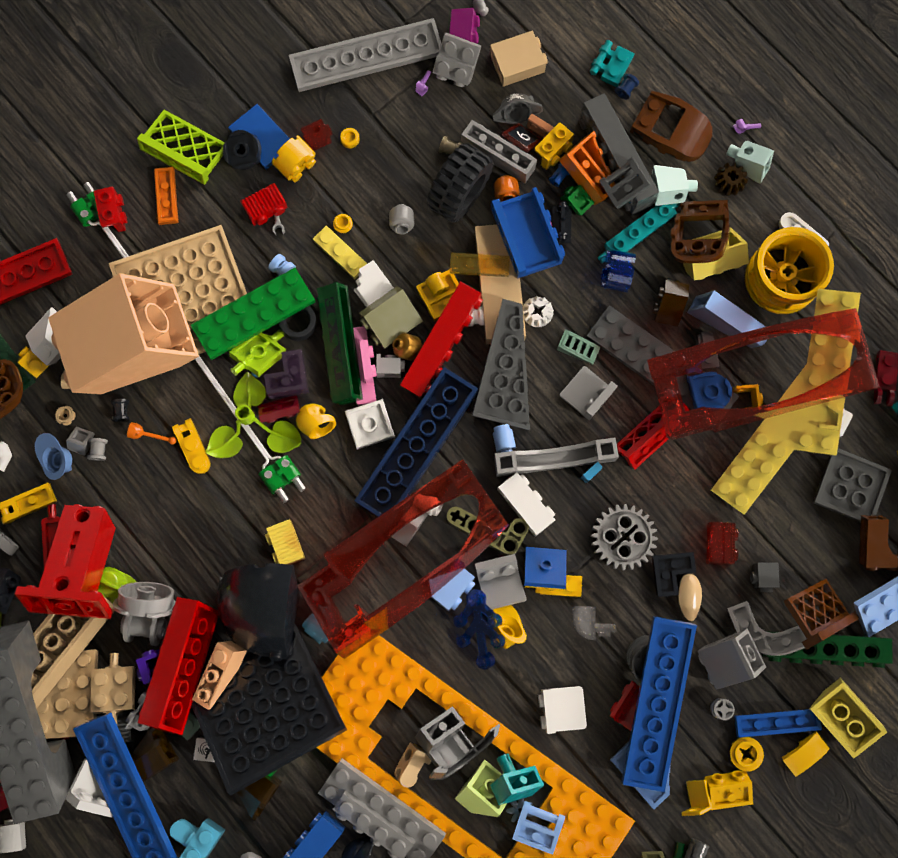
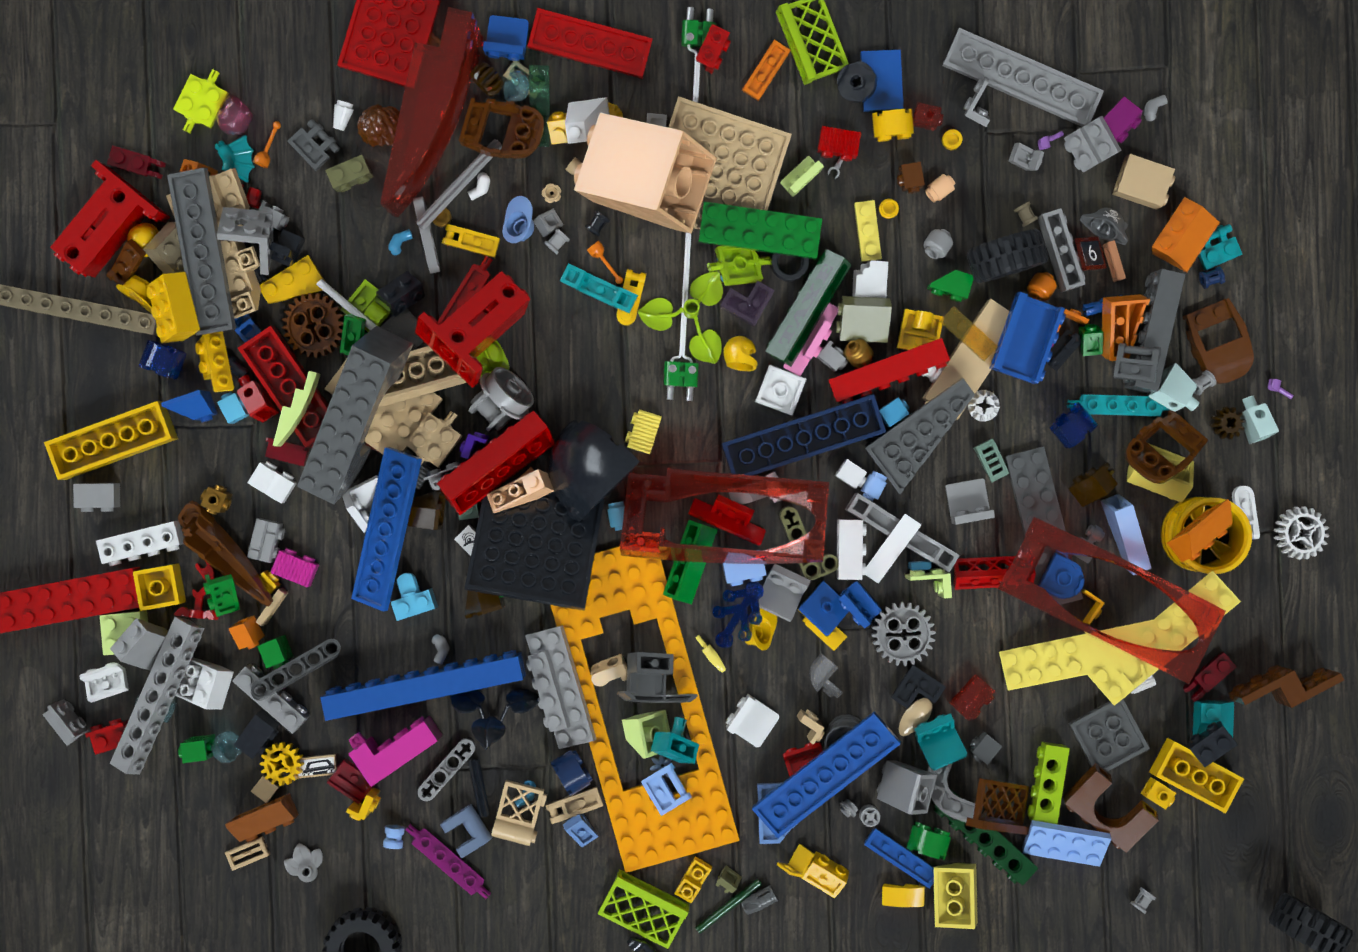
camera: 45 degrees right, 10 degrees up
(159, 460) = (598, 288): none -> teal slope
(255, 250) = (801, 175): none -> yellowish green bracket
(279, 408) = (720, 322): dark red plate -> none
(280, 265) = (812, 206): light blue wheel -> none
(340, 187) = (910, 177): none -> reddish brown brick
(354, 102) = (979, 114): none -> light grey bracket
(369, 178) = (940, 188): none -> light nougat brick
(409, 556) = (729, 517): none -> red bracket
(411, 630) = (684, 574): none -> green brick
(415, 108) = (1026, 157): none -> light grey bracket
(438, 240) = (955, 284): none -> green slope
(472, 369) = (894, 411): none -> dark azure brick
(478, 444) = (851, 474): none -> white brick
(485, 681) = (711, 654): none -> light yellow hand
(551, 191) = (1075, 316): none -> orange bracket
(554, 144) = (1110, 280): yellow bracket -> none
(558, 476) = (892, 548): none -> white sticker
(570, 541) = (859, 604): none -> blue bracket
(580, 70) = (1185, 235): none -> orange slope
(610, 668) = (811, 720): none -> tan bracket
(622, 473) = (941, 585): none -> yellowish green bracket
(687, 161) = (1204, 381): none -> light grey bush
(700, 717) = (848, 808): none -> light grey plate
(726, 600) = (940, 741): none -> teal bracket
(756, 753) = (868, 864): yellow gear -> none
(784, 265) = (1202, 532): none -> orange slope
(787, 690) = (929, 842): none -> green brick
(850, 566) = (1053, 793): none -> lime brick
(866, 211) = (1310, 545): none -> white gear

